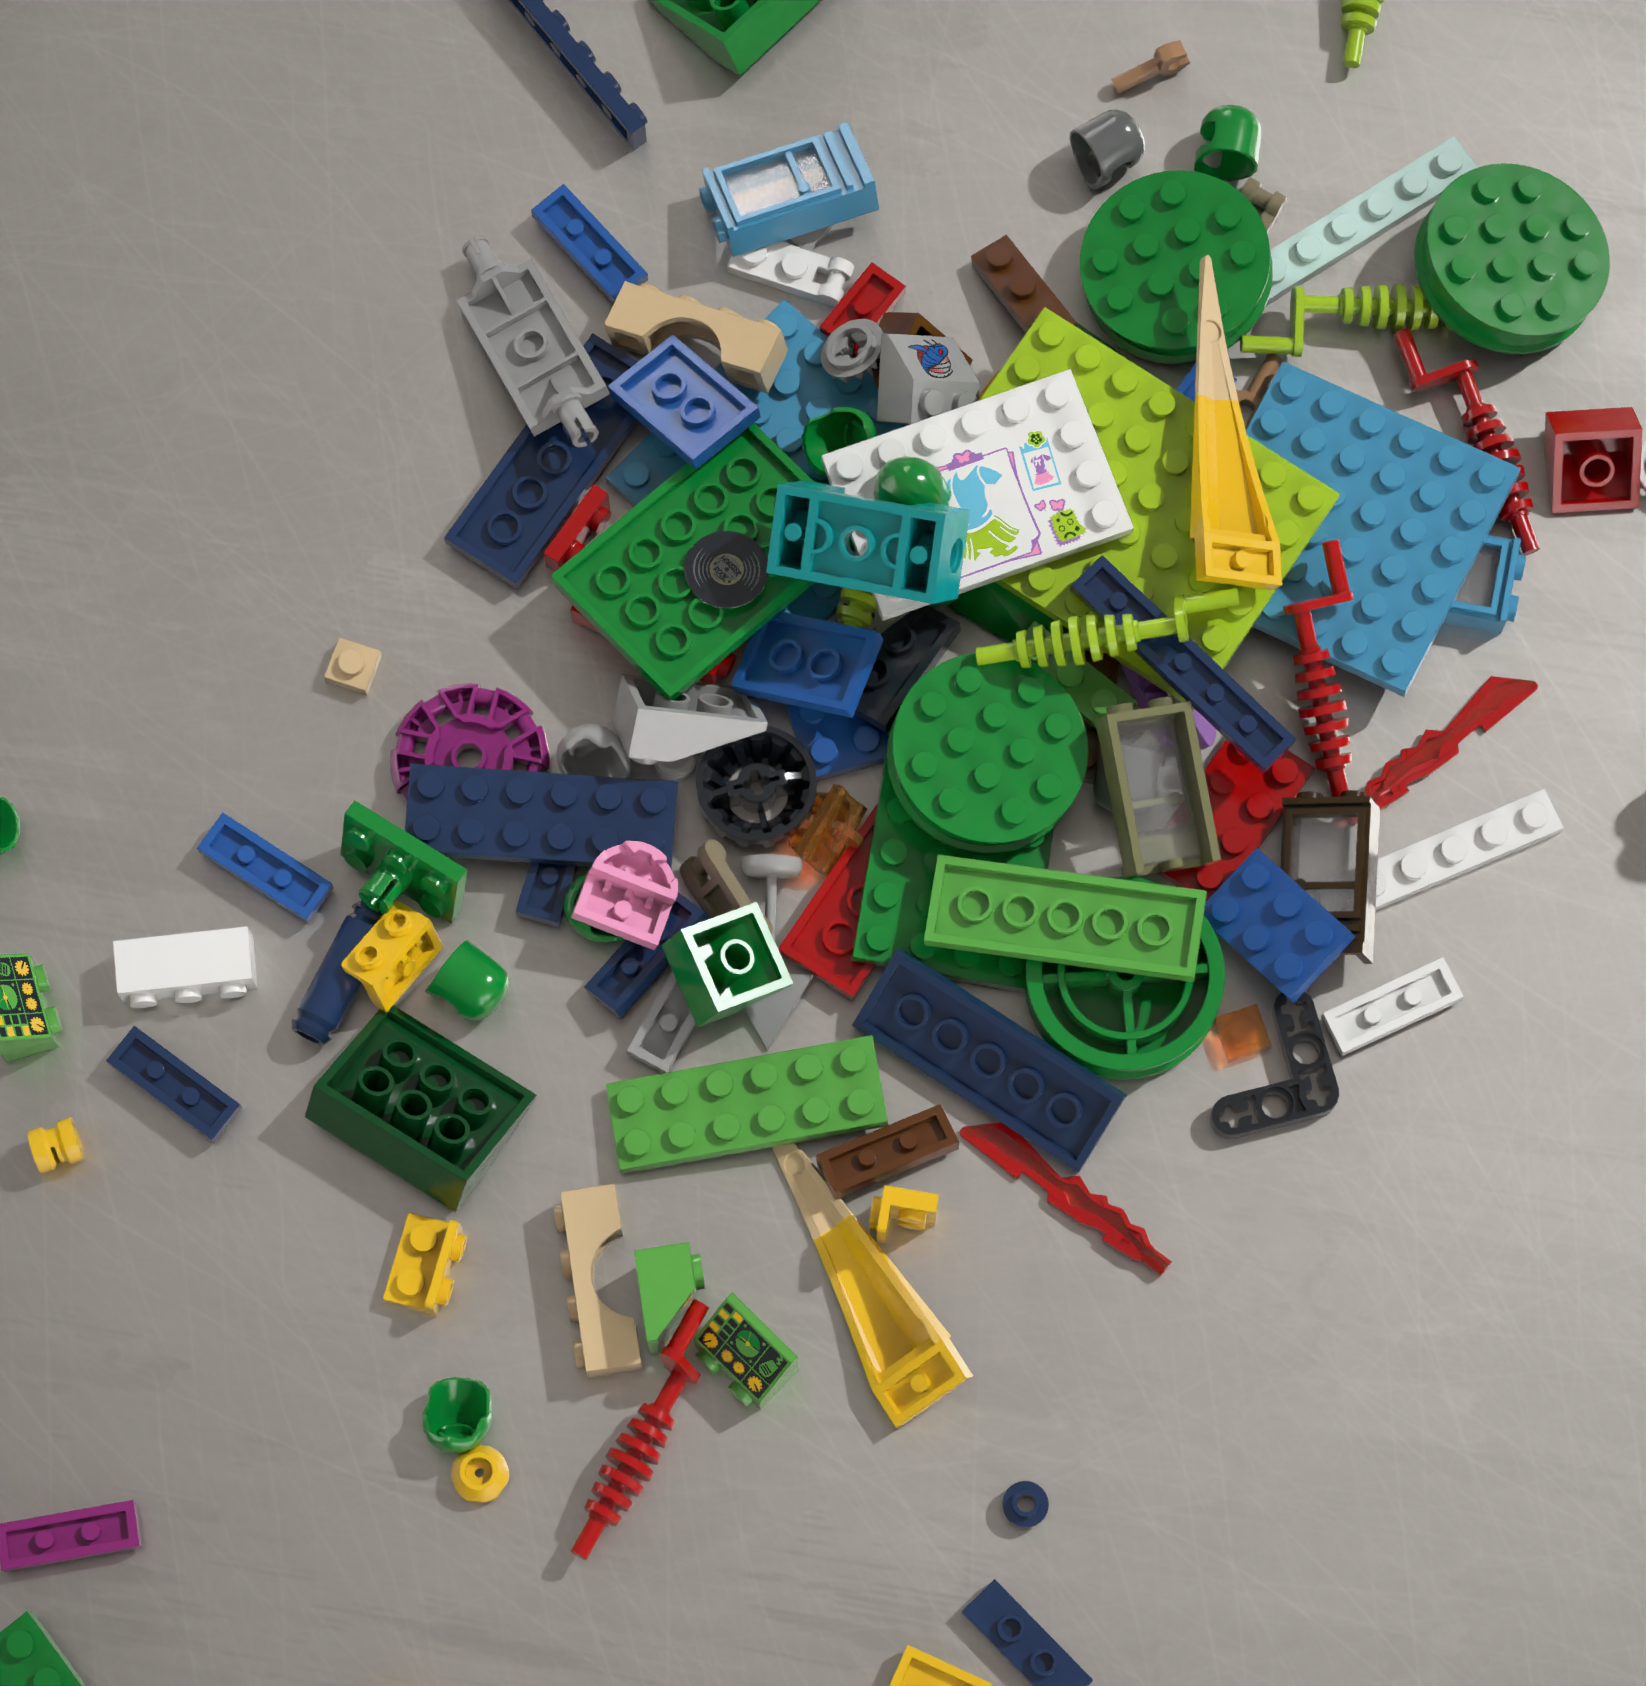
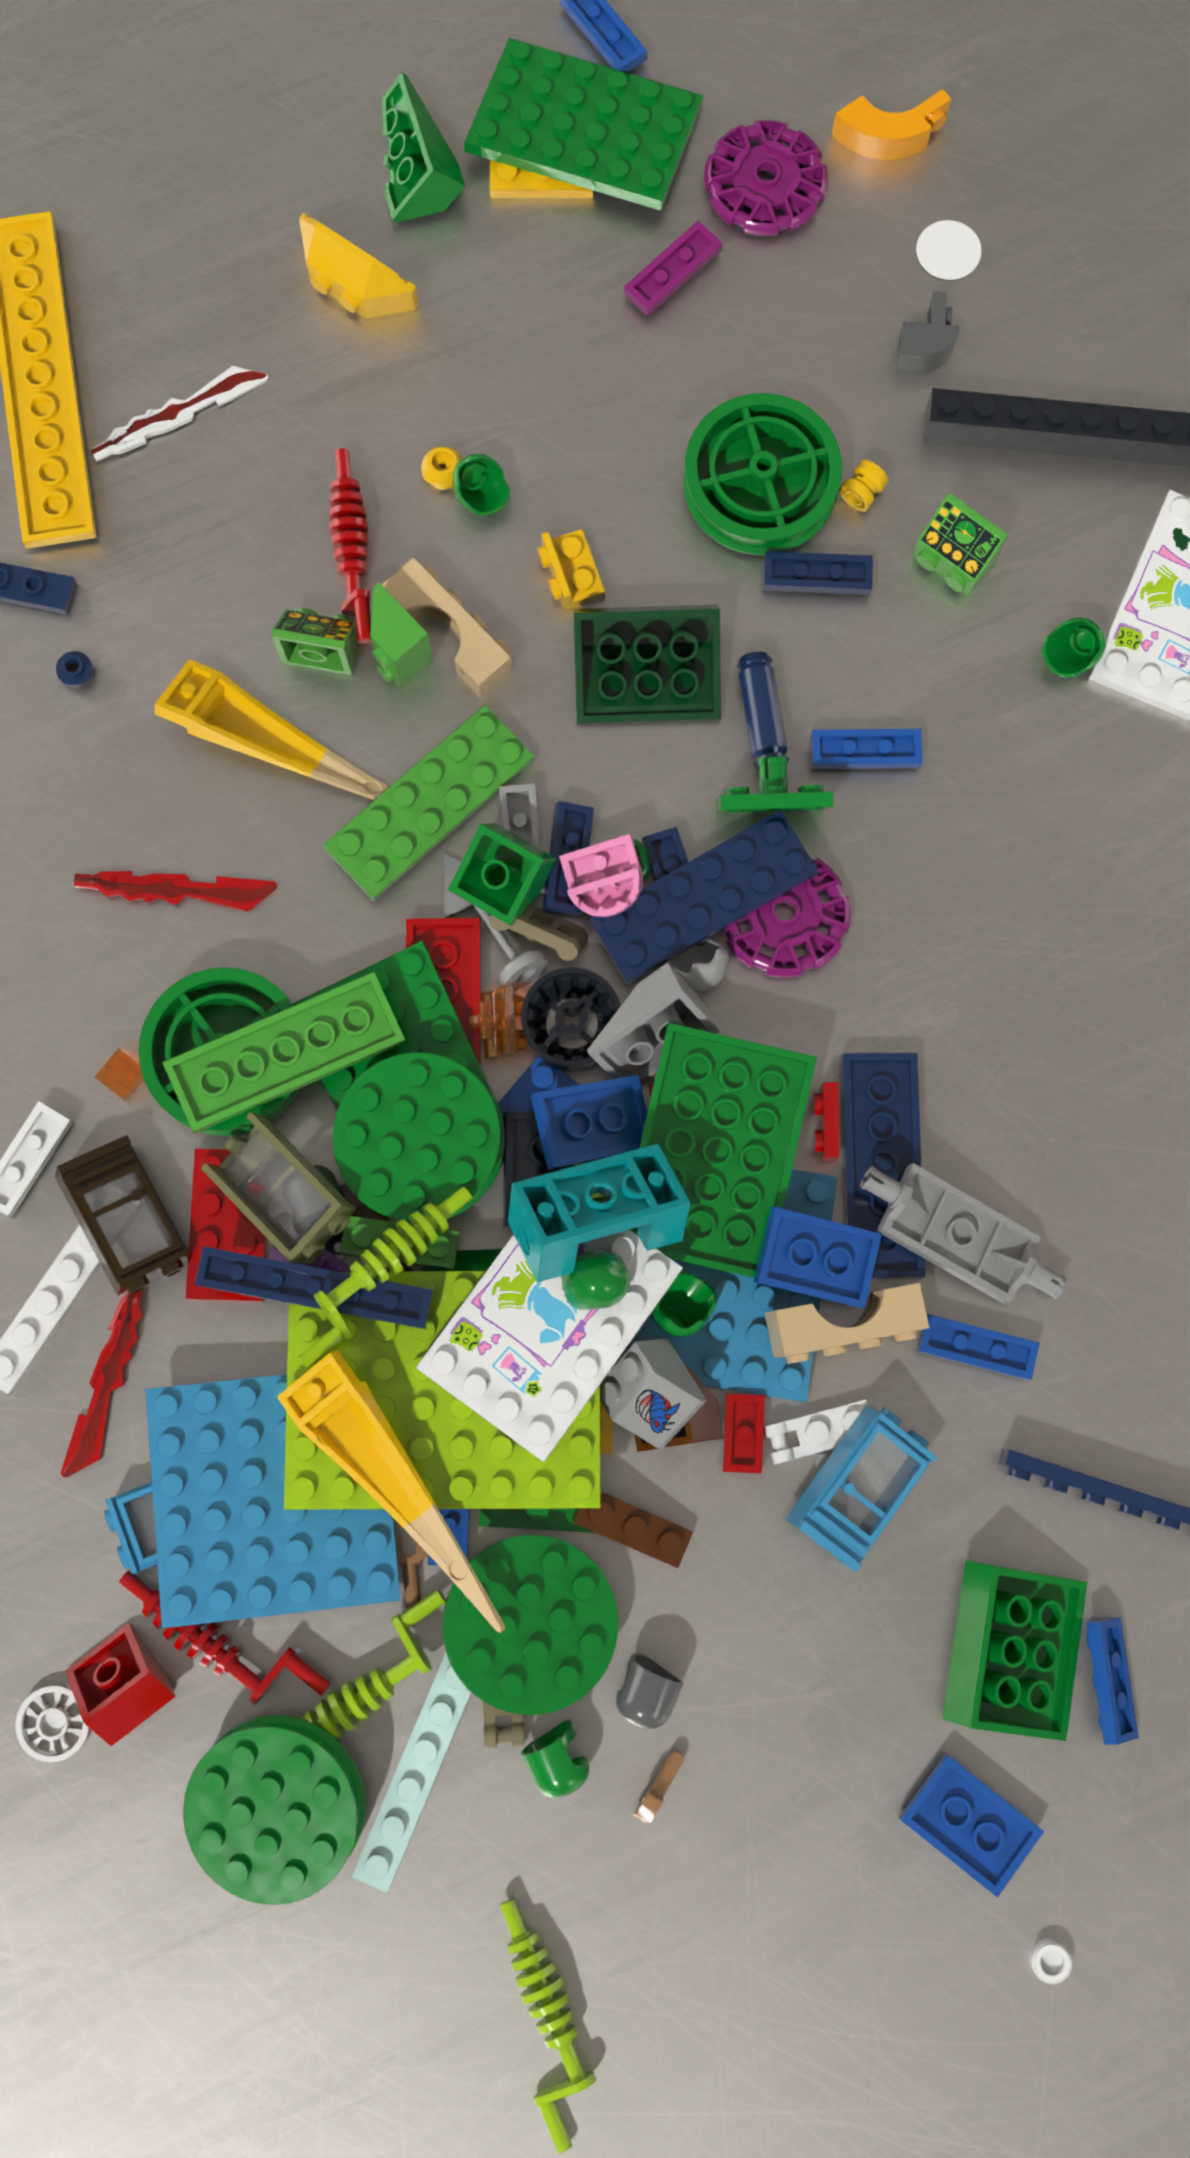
camera: 145 degrees right, 5 degrees up
(153, 1224) = (762, 473): none -> green wheel
(185, 966) = (868, 648): white brick -> none
(353, 666) = (913, 926): tan plate -> none
(393, 954) = (736, 739): yellow bracket -> none
(471, 982) = (671, 757): green helmet -> none
(726, 569) = (697, 1147): black sticker -> none
(839, 348) = (737, 1384): light grey gear -> none
(887, 1151) = (312, 830): reddish brown plate -> none
(909, 1206) = (273, 793): yellow bracket -> none
(989, 1060) = (281, 933): dark blue plate -> none
(1276, 925) = (136, 1152): blue plate -> none
(1293, 1090) = (61, 1057): black beam -> none
(1311, 655) = (211, 1349): red piece -> none

